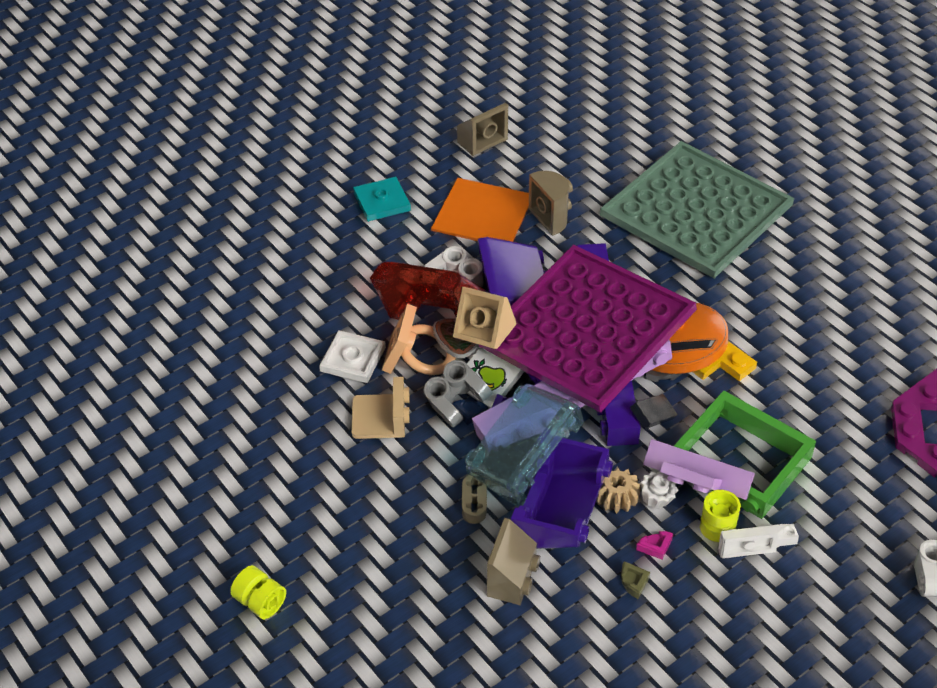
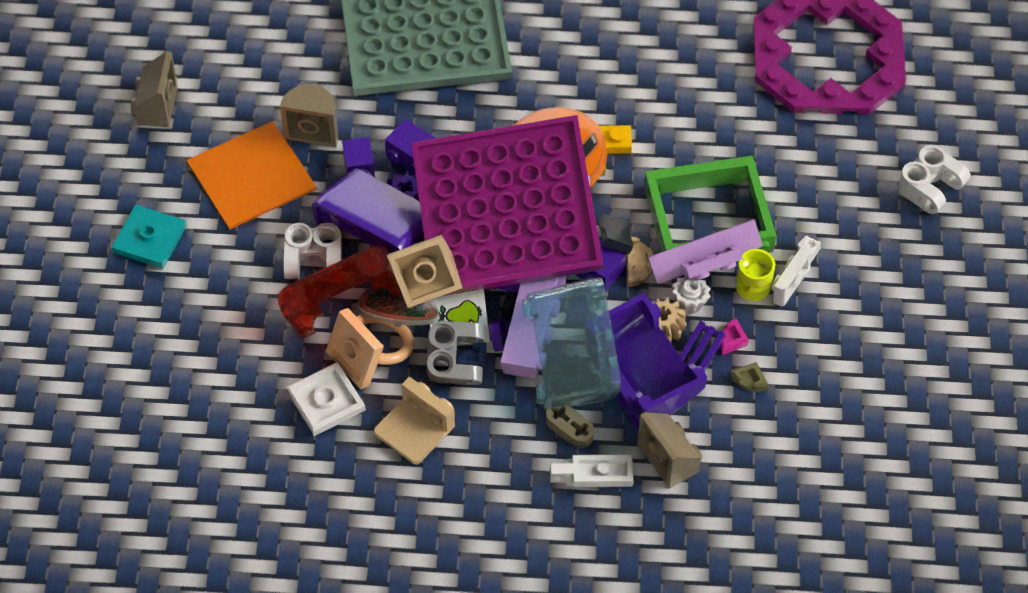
camera: 50 degrees left, 10 degrees up
(449, 538) = (594, 471): none -> white hinge
(553, 245) = (358, 155): none -> dark purple brick
(616, 525) = (709, 332): none -> dark purple tile
(639, 449) = (637, 264): none -> tan tile

